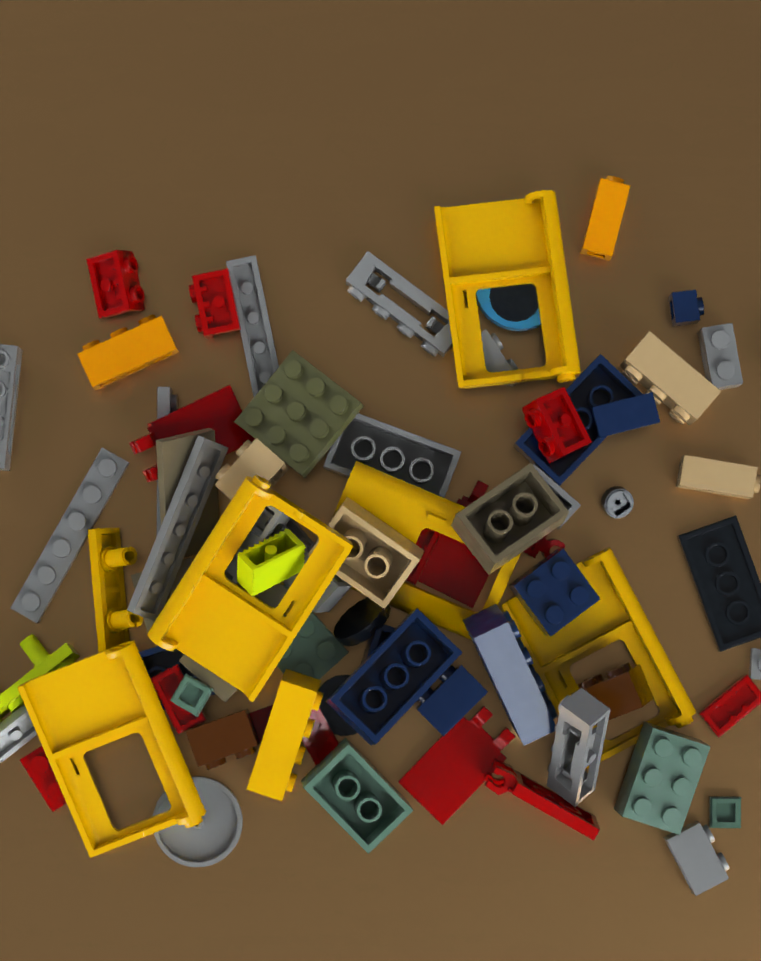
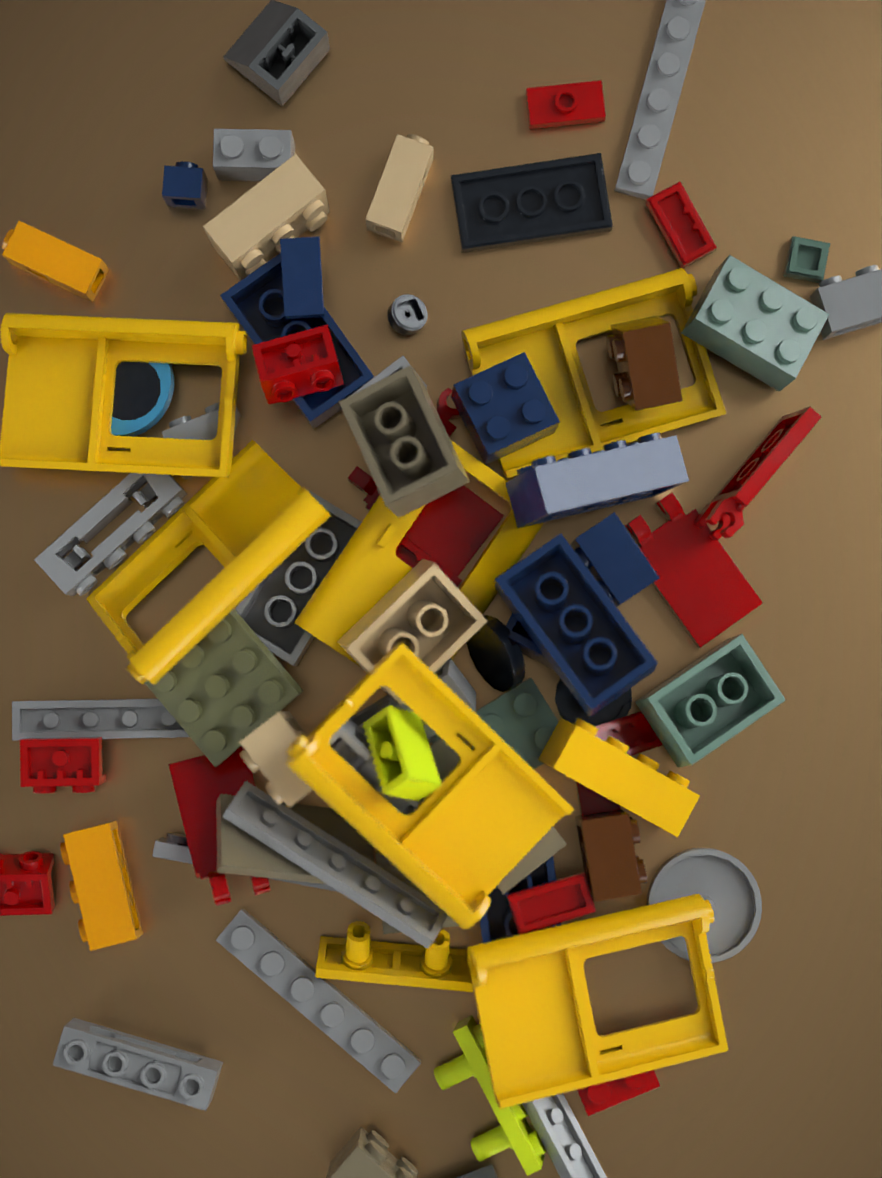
camera: 80 degrees left, 0 degrees up
(192, 694) = (550, 885): sand green tile -> none
(425, 410) = (247, 525): none -> yellow piece
(577, 746) = (667, 402): light grey brick -> none

